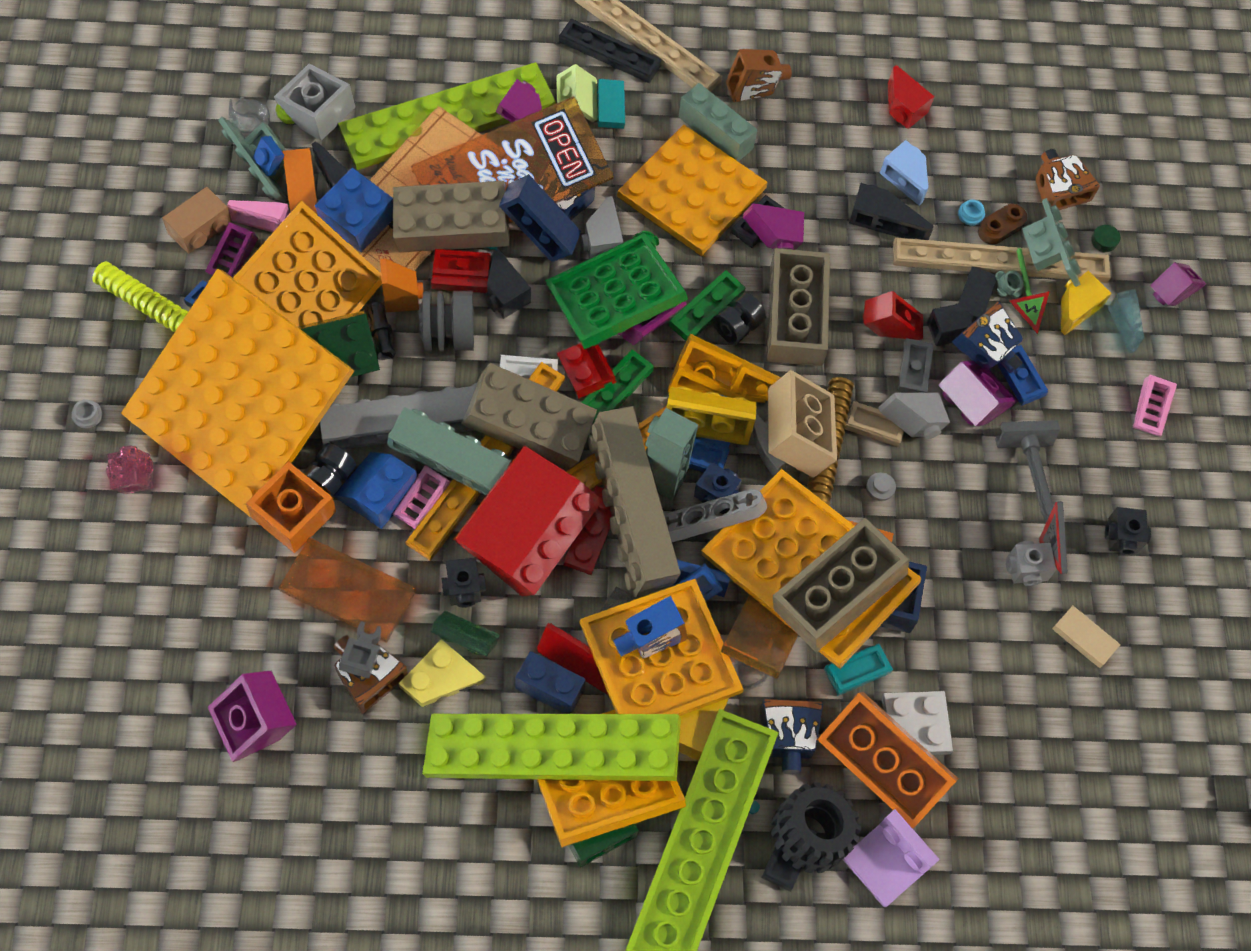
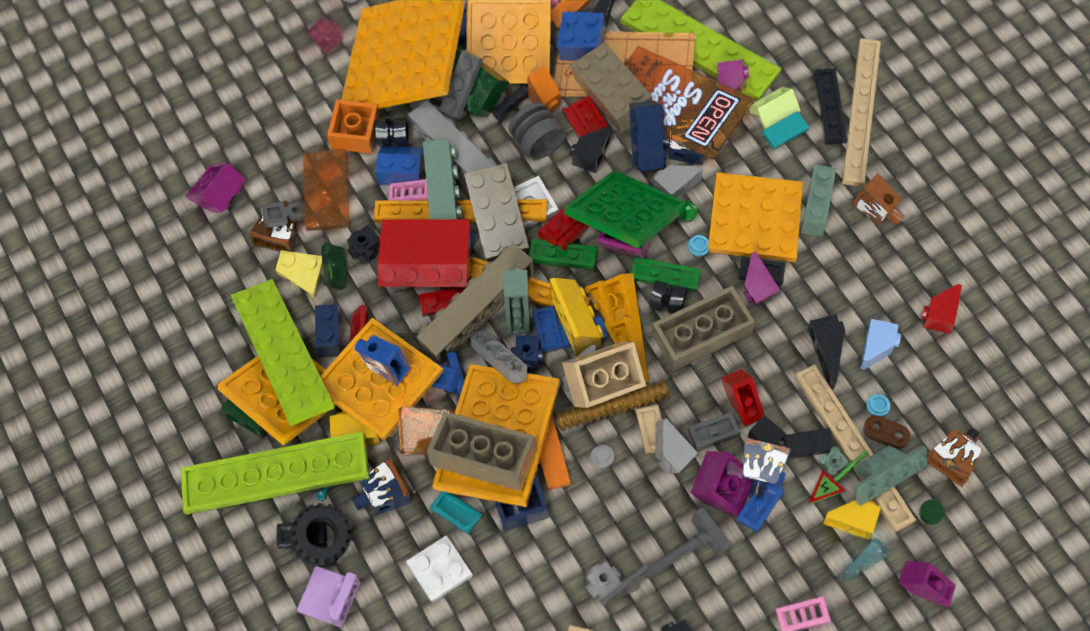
camera: 70 degrees right, 0 degrees up
(328, 333) = (461, 84): none -> dark grey plate
(692, 257) = (698, 245): none -> medium azure plate
(887, 759) = (392, 556): orange brick -> none

